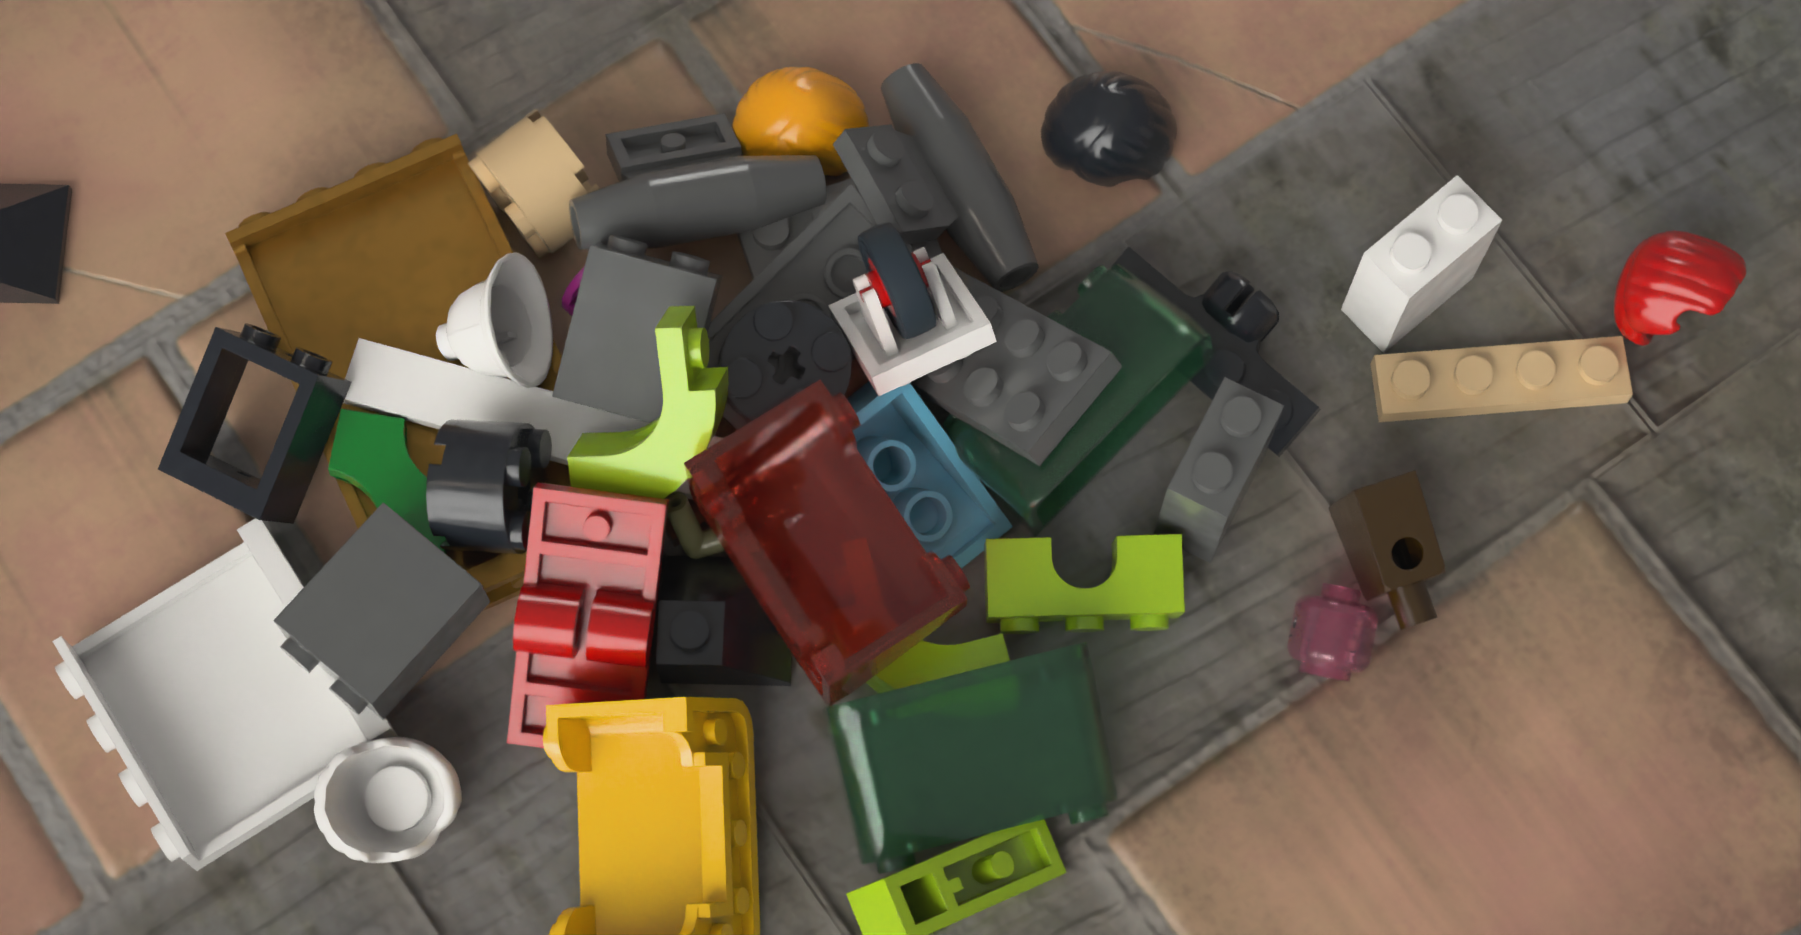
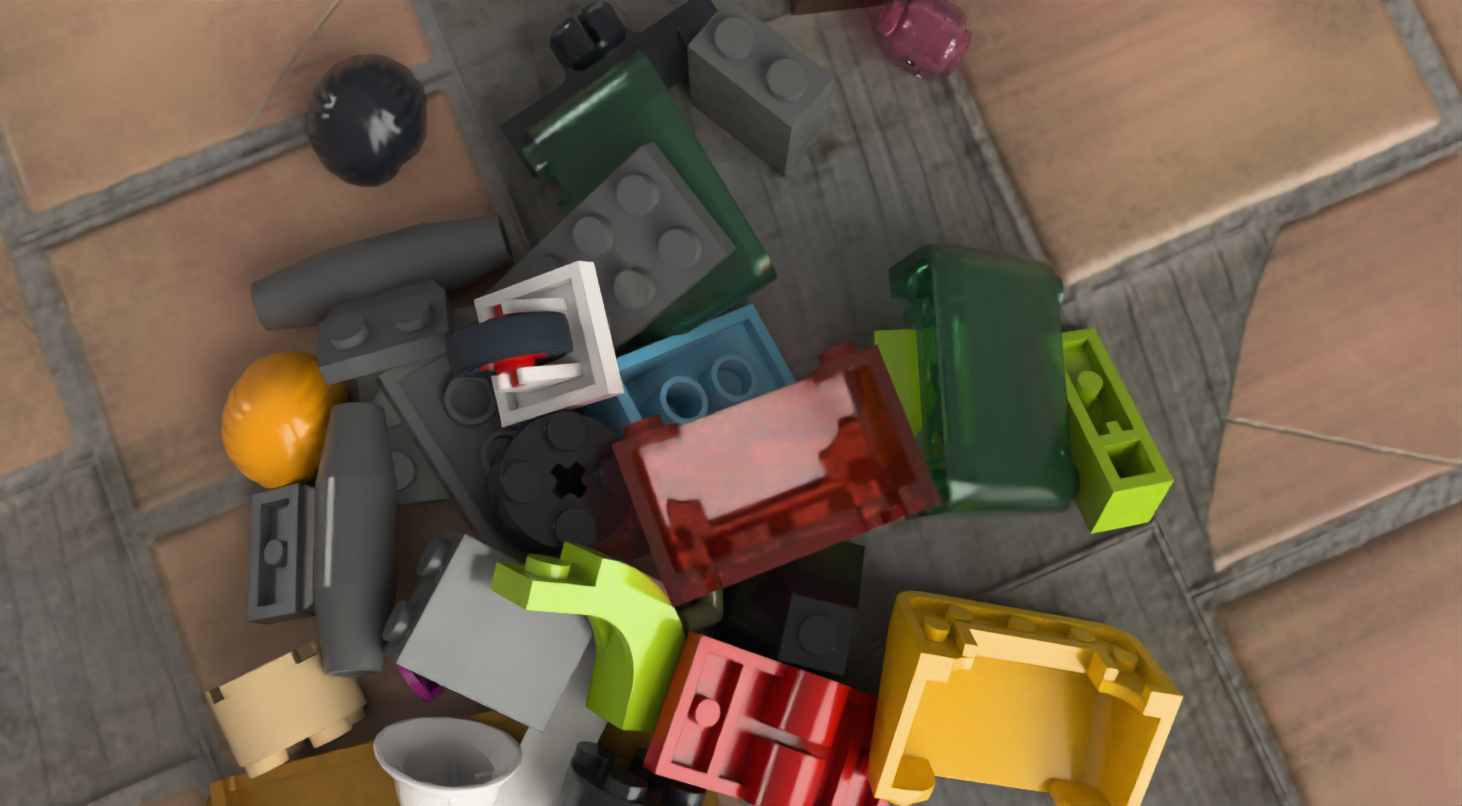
camera: 80 degrees left, 10 degrees up
(1141, 588) = (842, 195): lime arch -> none

